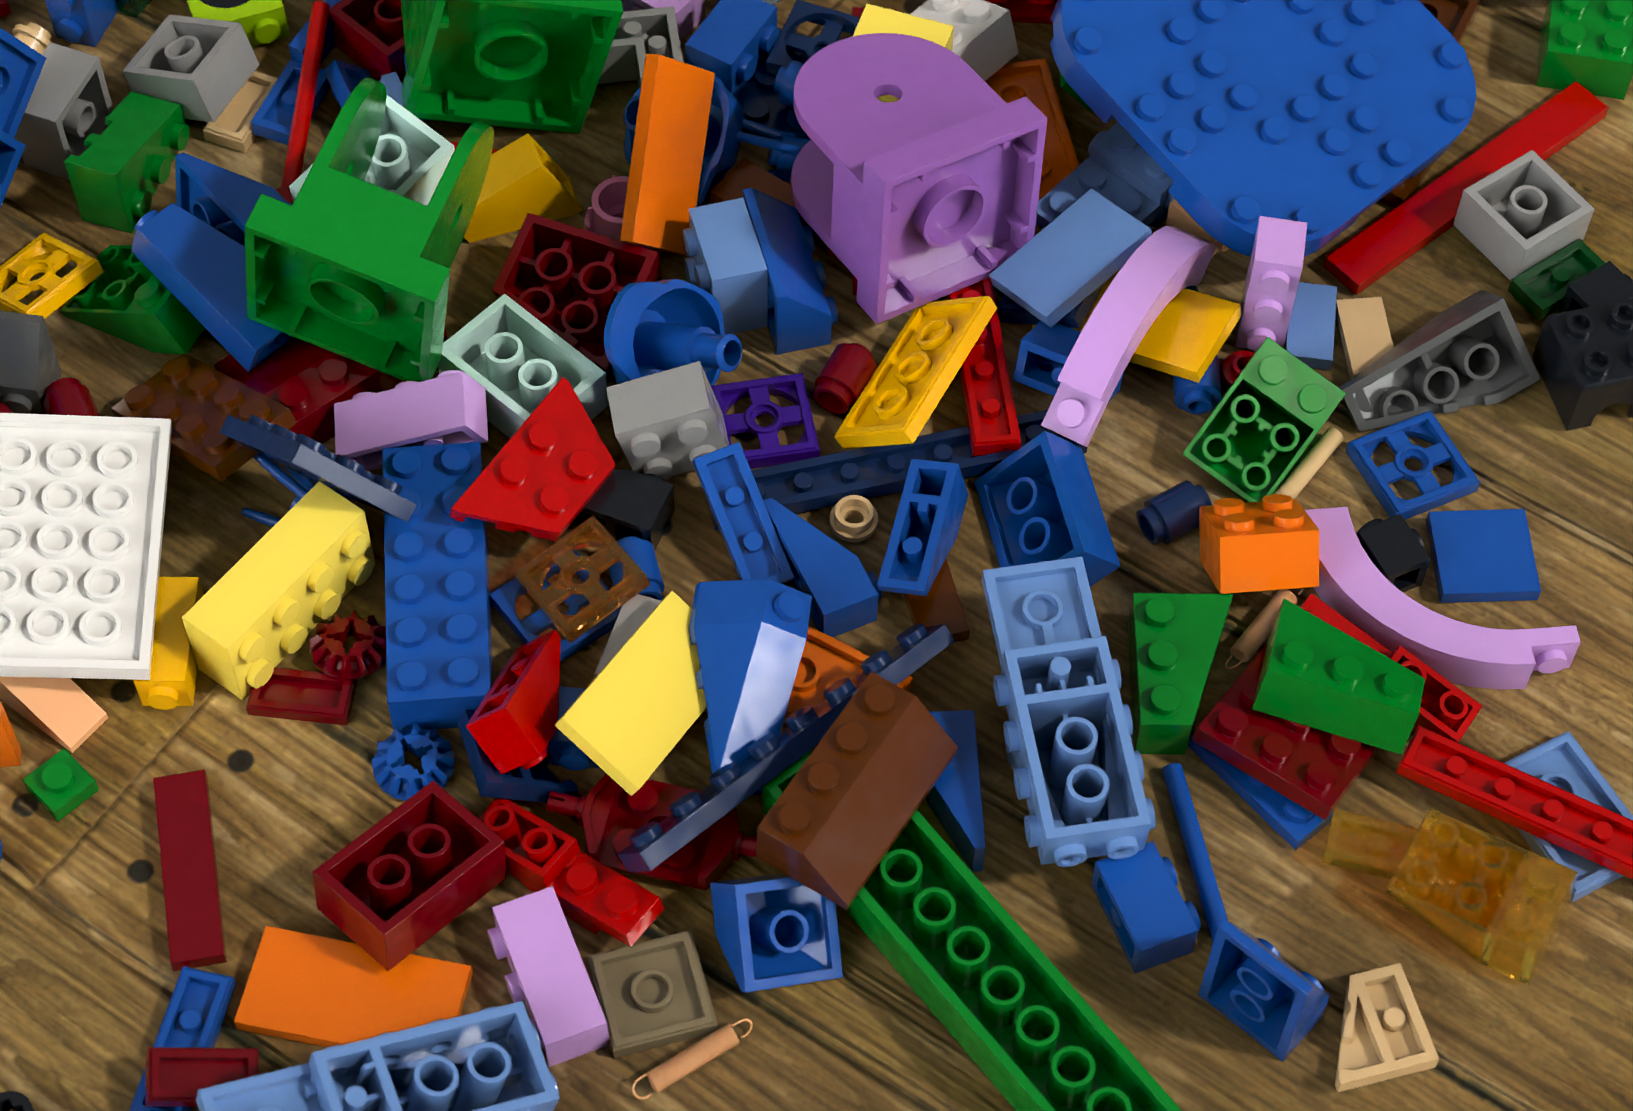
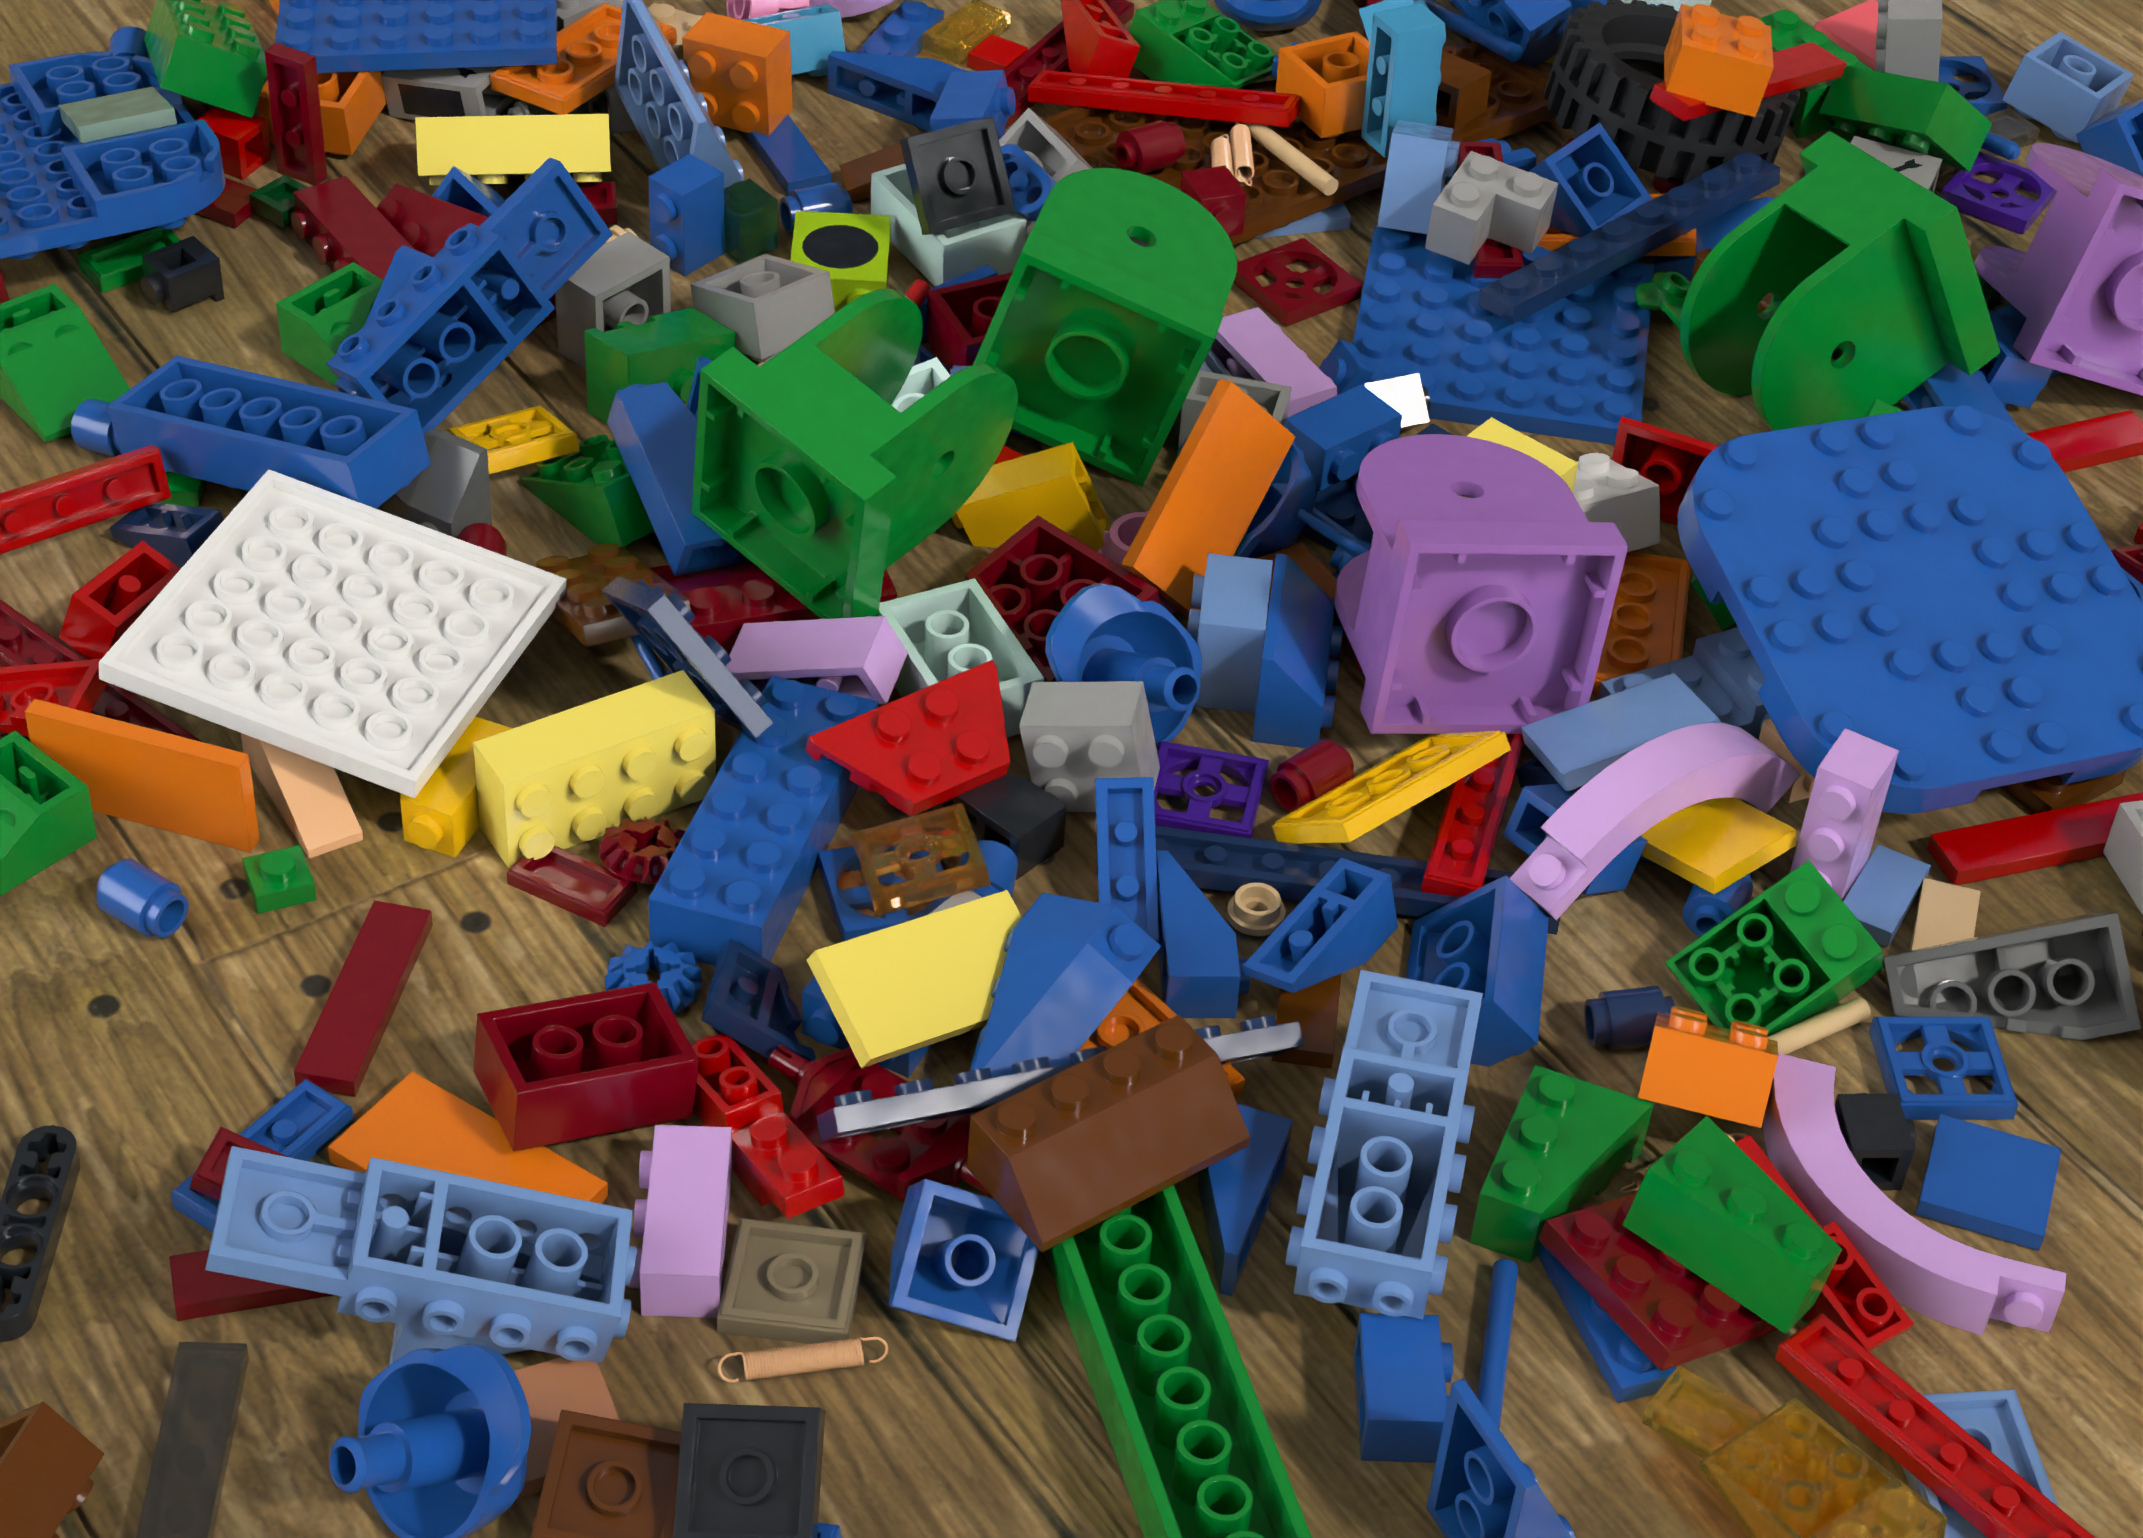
camera: 20 degrees right, 15 degrees down
(521, 706) = (771, 954): red slope -> none

